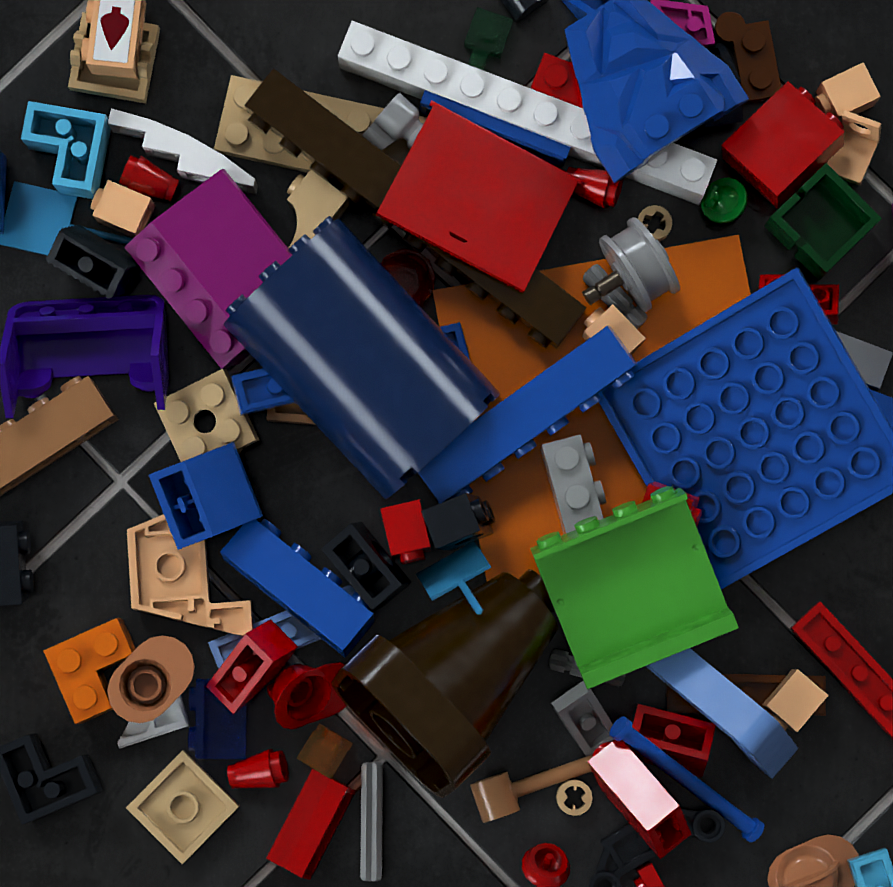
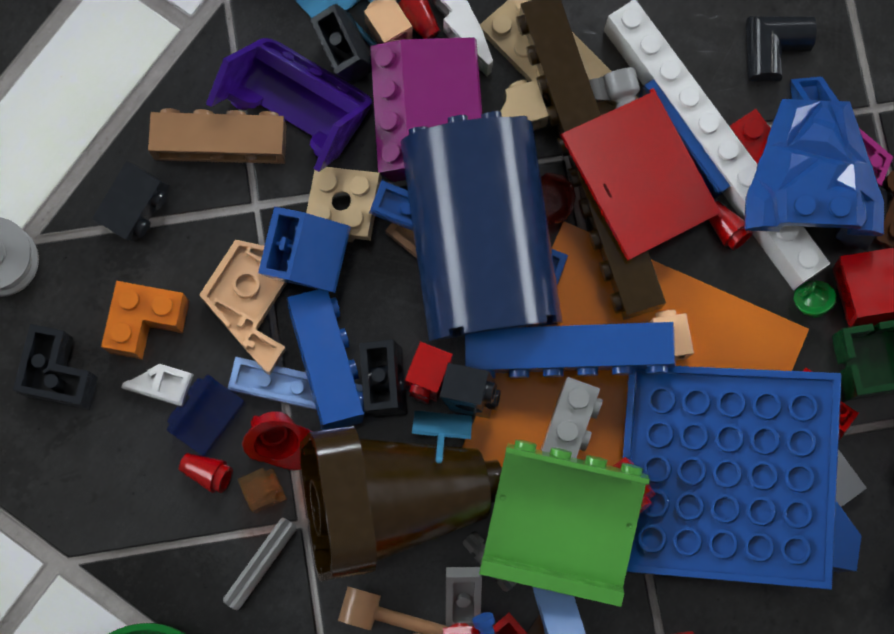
camera: 30 degrees right, 5 degrees down
(151, 679) = (175, 352): nougat piece -> none
(183, 807) = (135, 459): tan plate -> none
(251, 665) = (253, 391): red slope -> none
(310, 824) = (215, 535): red piece -> none
(487, 36) = (722, 75): clear green plate -> none
(618, 297) = (690, 305): light grey axle -> none
(637, 265) = (723, 298): light grey wheel -> none
(649, 212) = (753, 271): tan bush -> none

